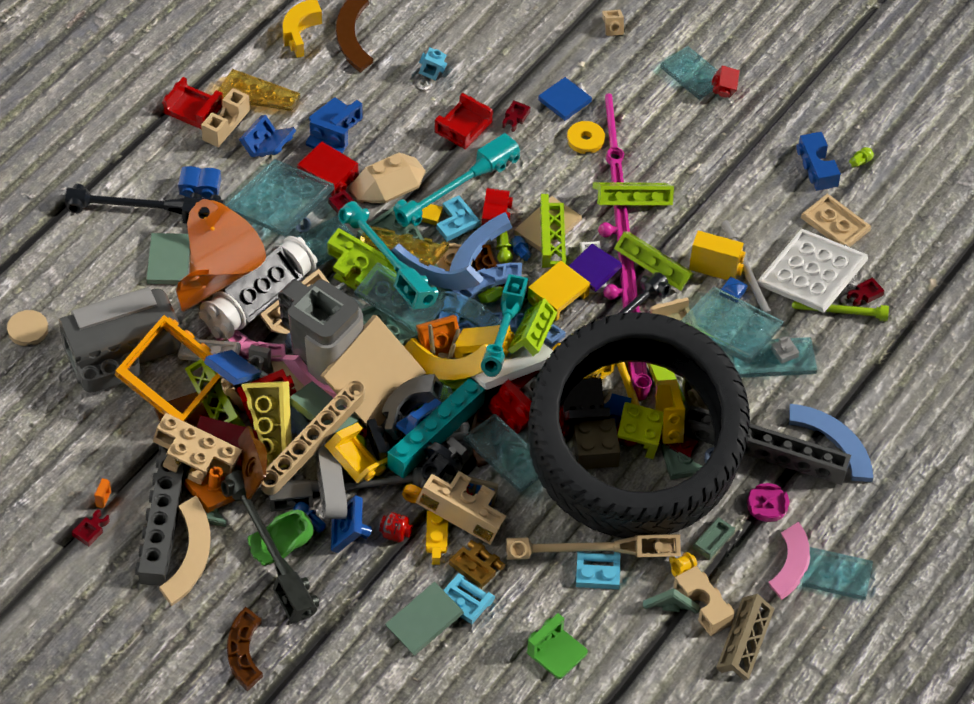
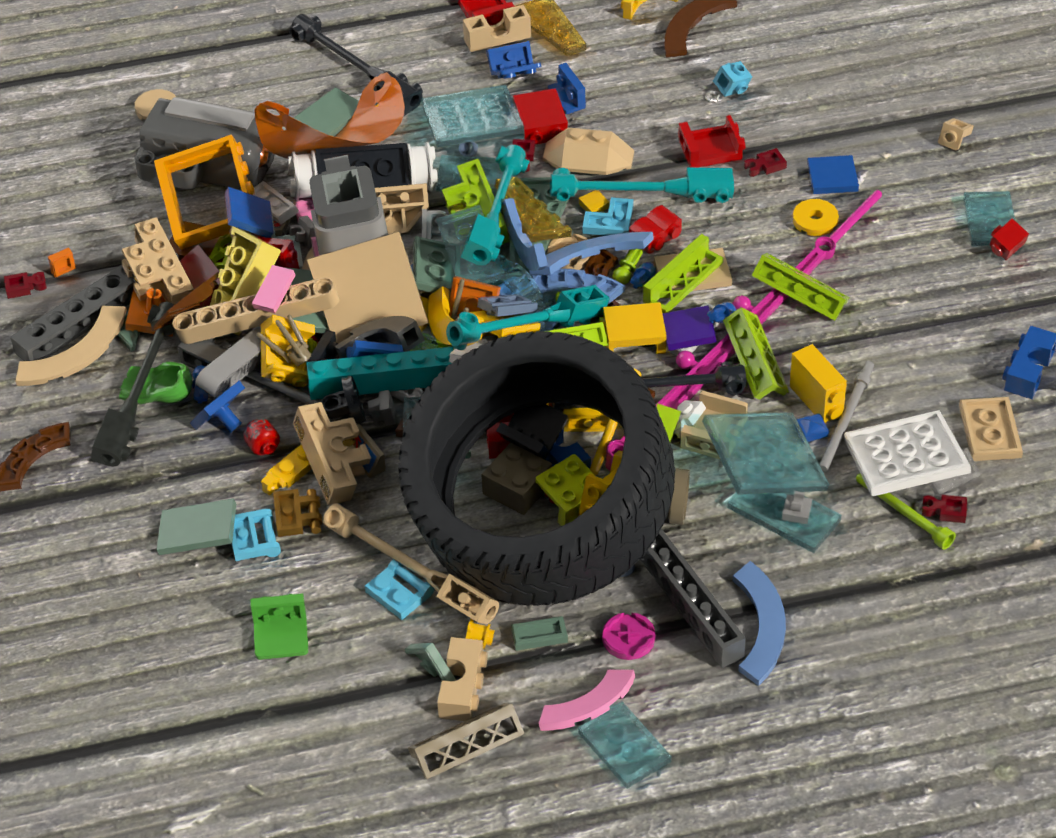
camera: 45 degrees right, 5 degrees down
(200, 181) = (420, 68): blue brick -> none
(321, 412) = (273, 289): none -> bright pink tile
(339, 113) = (600, 79): blue bracket -> none
(366, 448) = (296, 350): none -> dark tan plant
(474, 324) = (507, 305): none -> sand blue plate
(606, 243) = (721, 312): none -> blue axle

